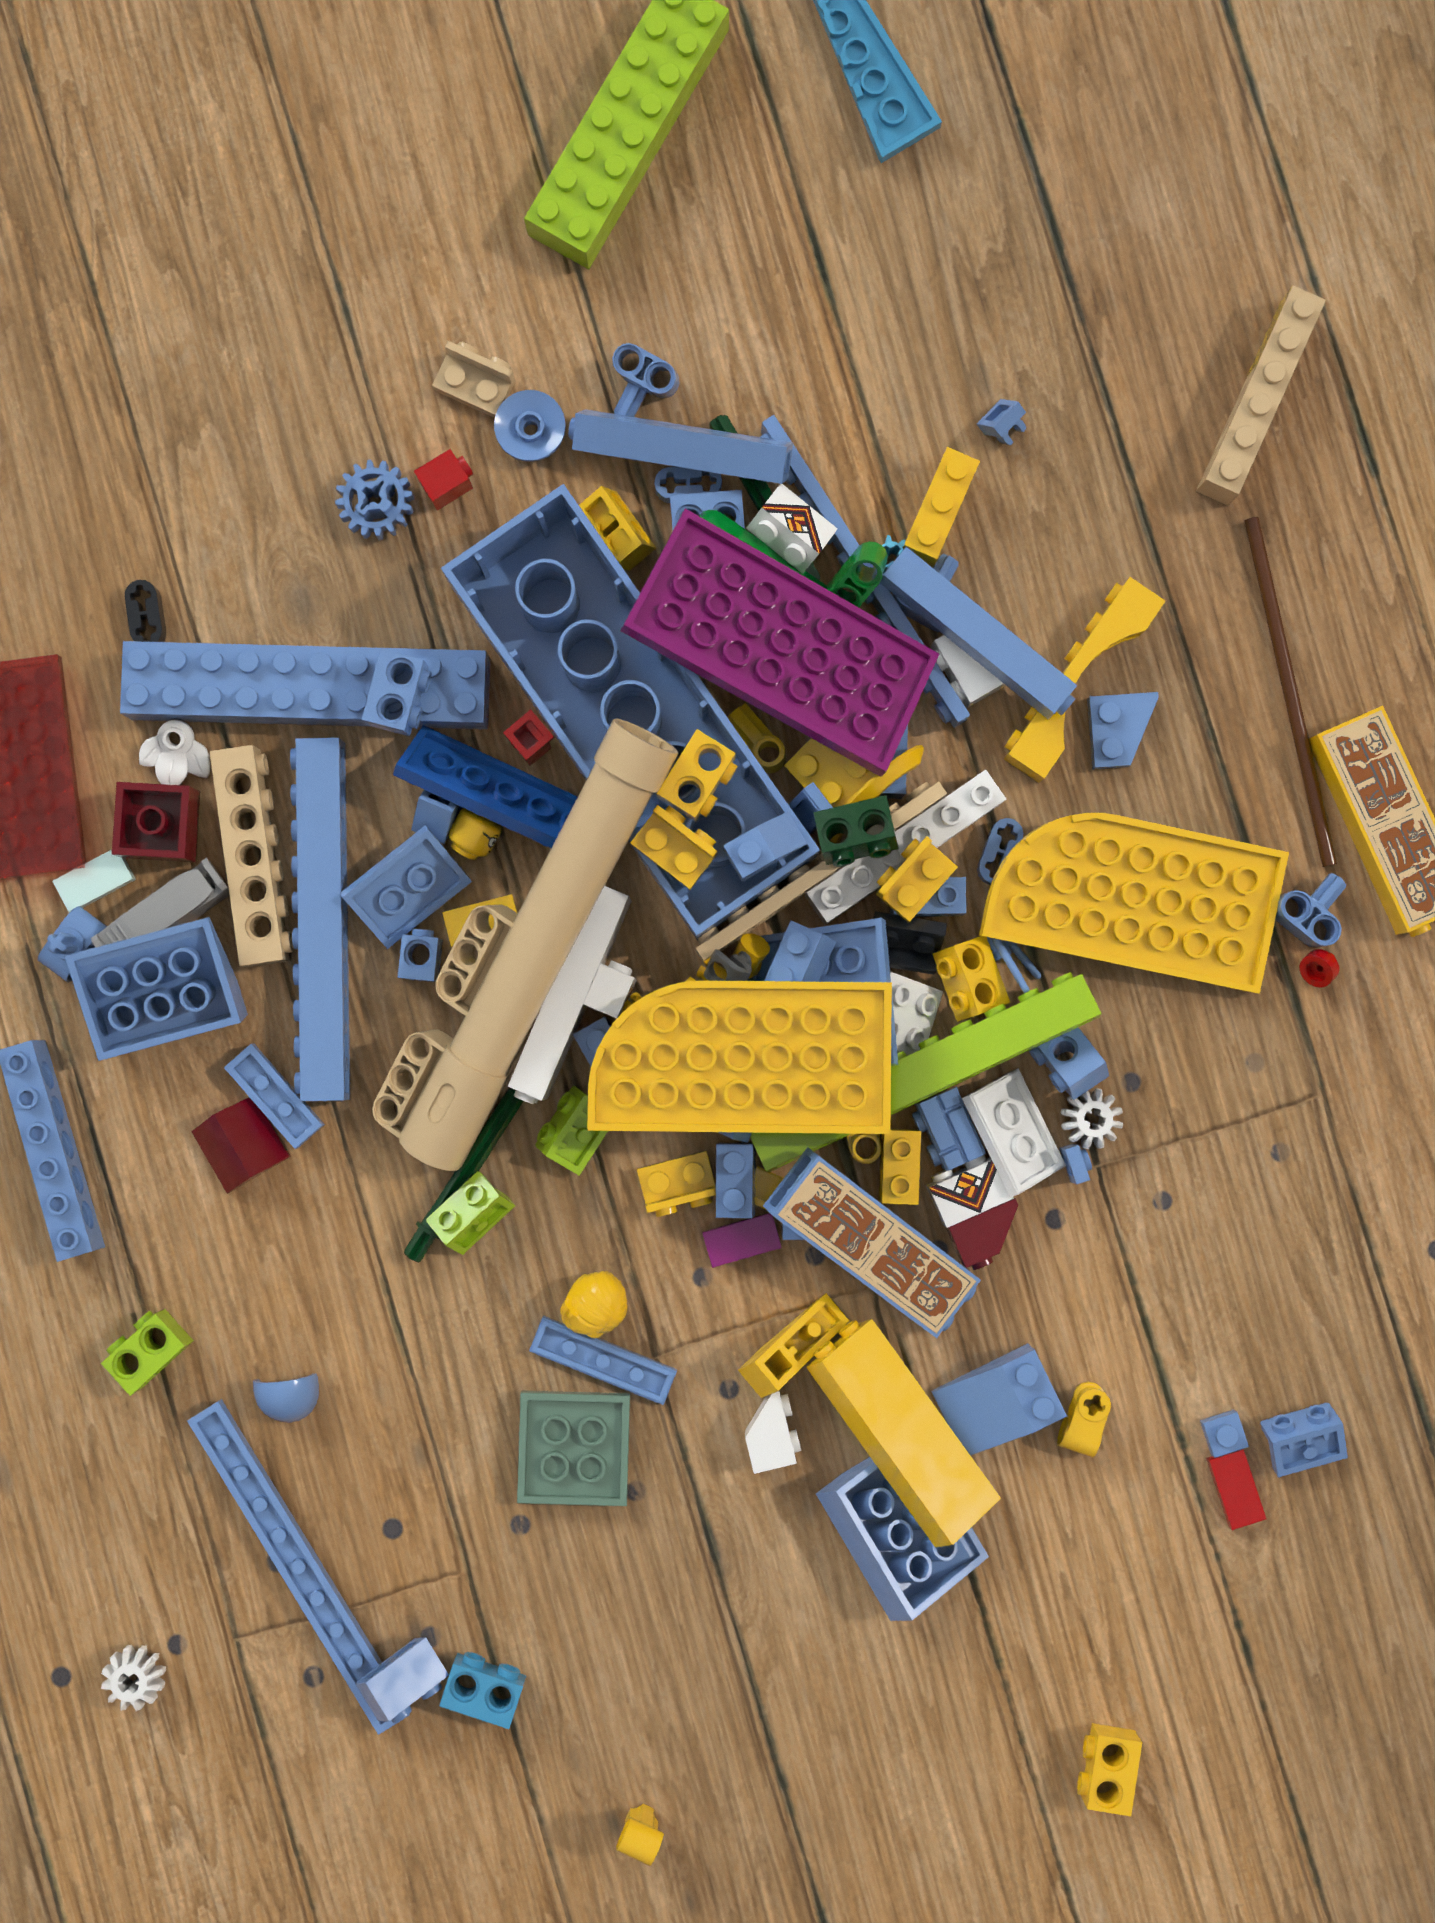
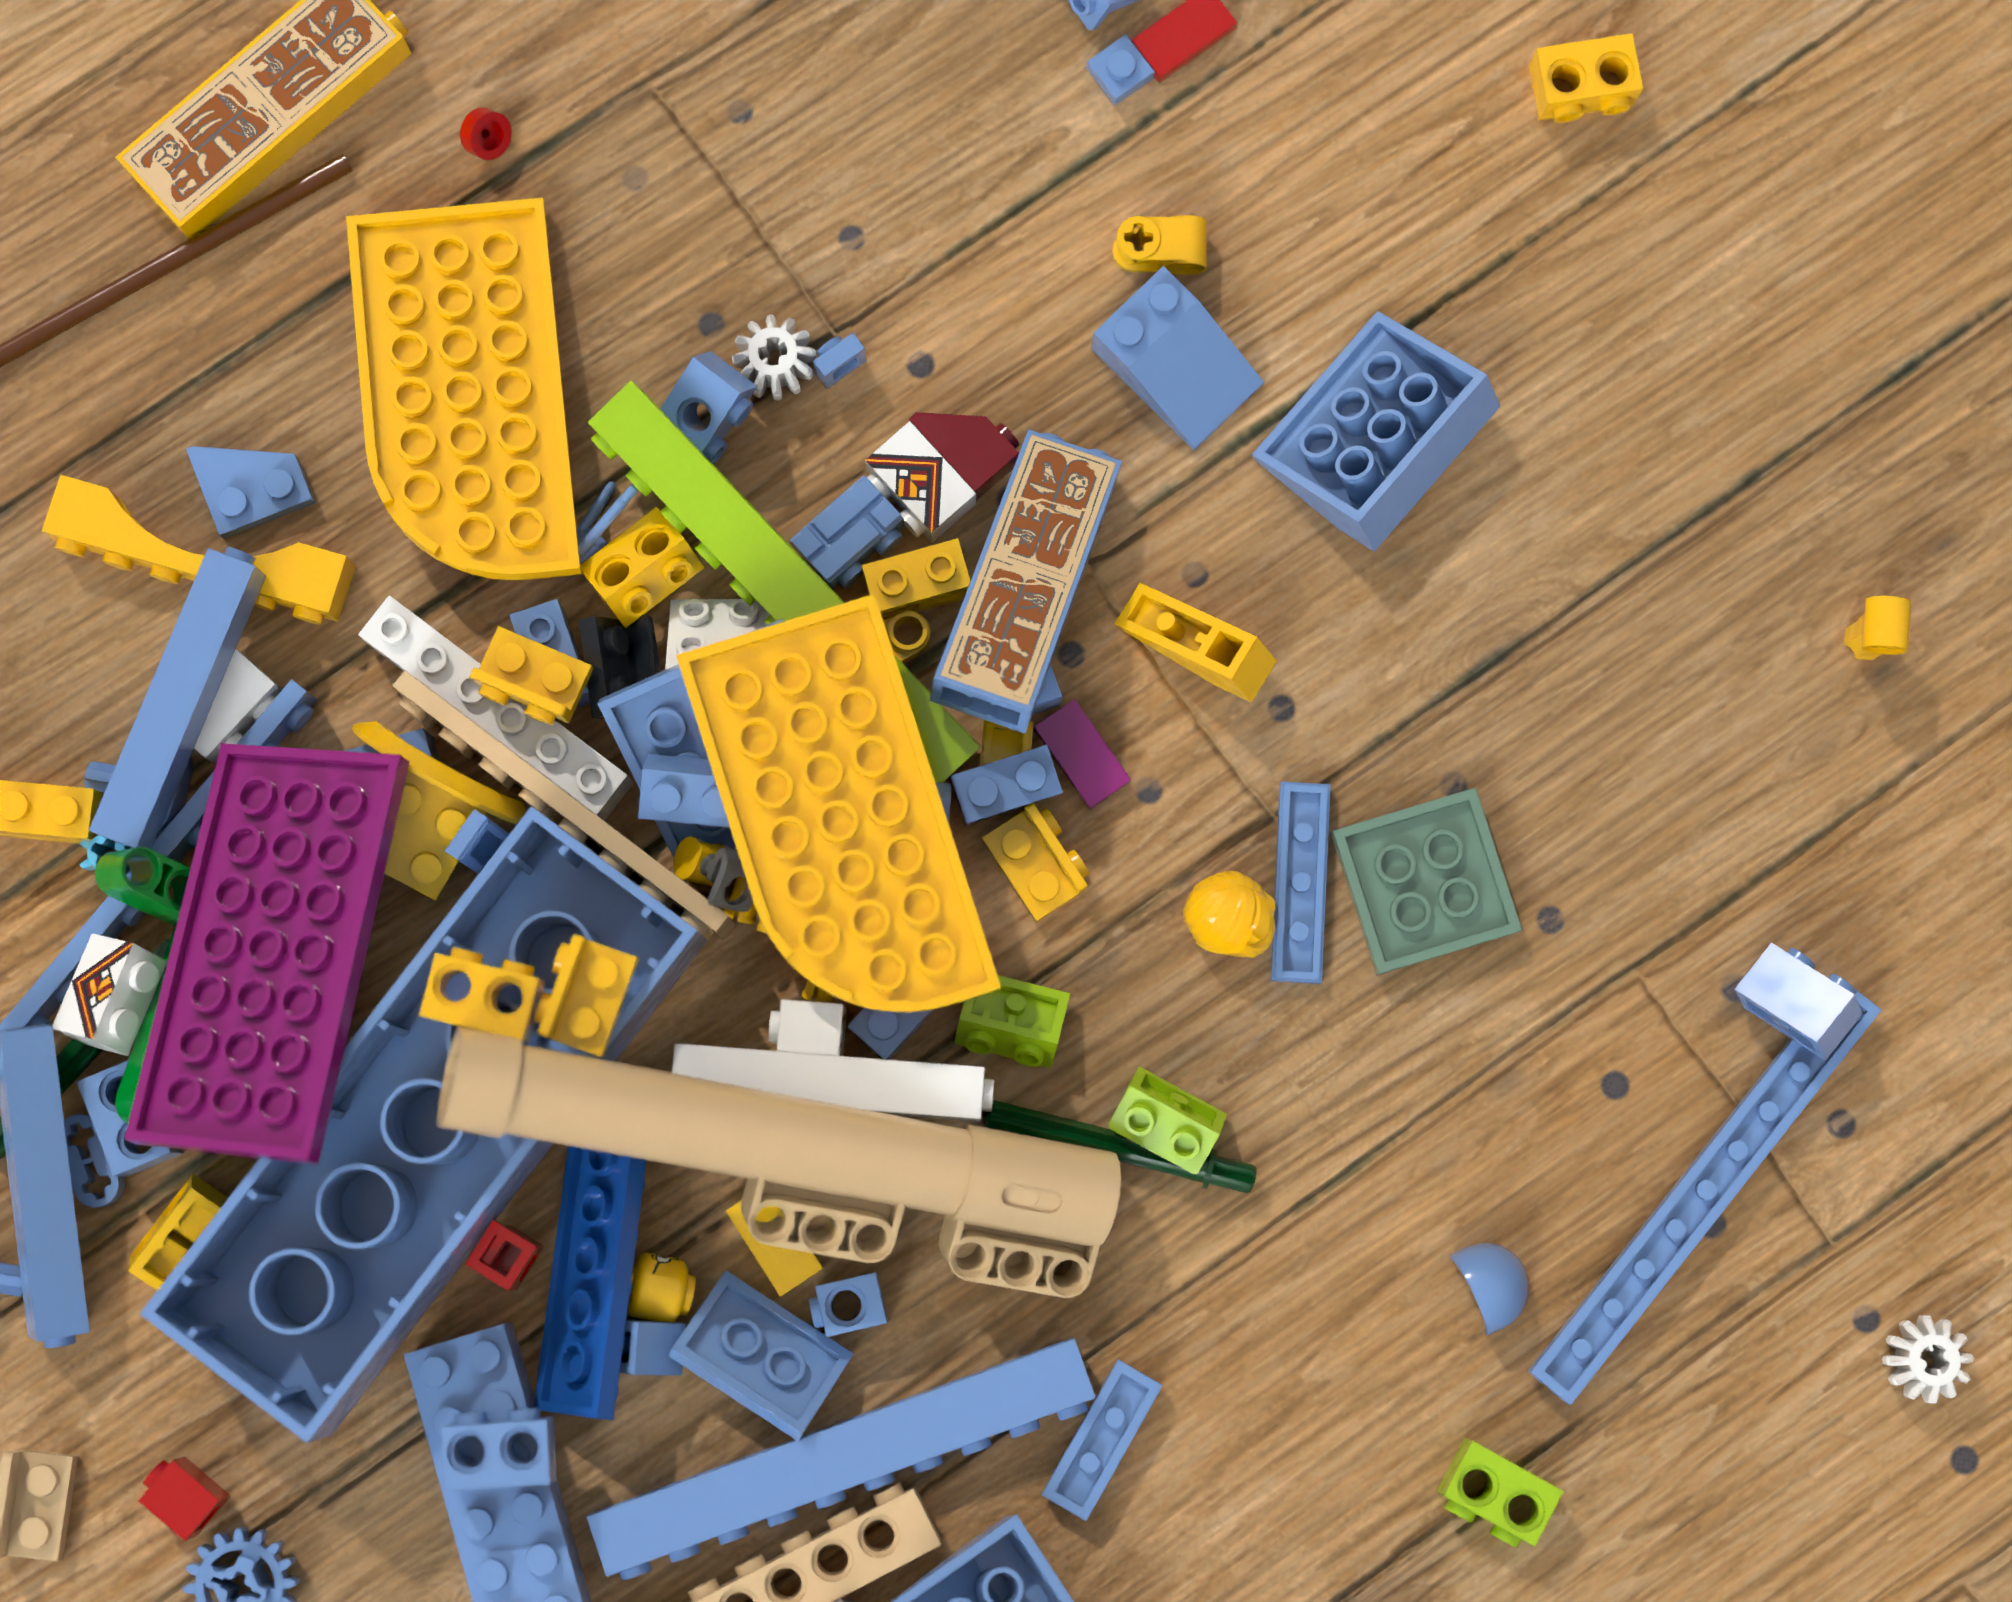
camera: 110 degrees left, 5 degrees down
(240, 1144) = (1182, 1465): dark red slope -> none
(479, 1700) = (1789, 895): dark azure brick -> none
(526, 409) = (48, 1406): medium blue dish -> none
(757, 737) = (403, 948): yellow piece -> none
(764, 845) = (549, 878): medium blue slope -> none
(768, 1435) = (1321, 634): white slope -> none
(854, 821) = (481, 778): dark green brick -> none
(903, 1432) = (1255, 466): yellow brick -> none
(992, 845) = (461, 597): medium blue beam -> none
(1014, 1132) = (824, 449): white tile -> none
(1311, 910) = (413, 165): medium blue beam -> none

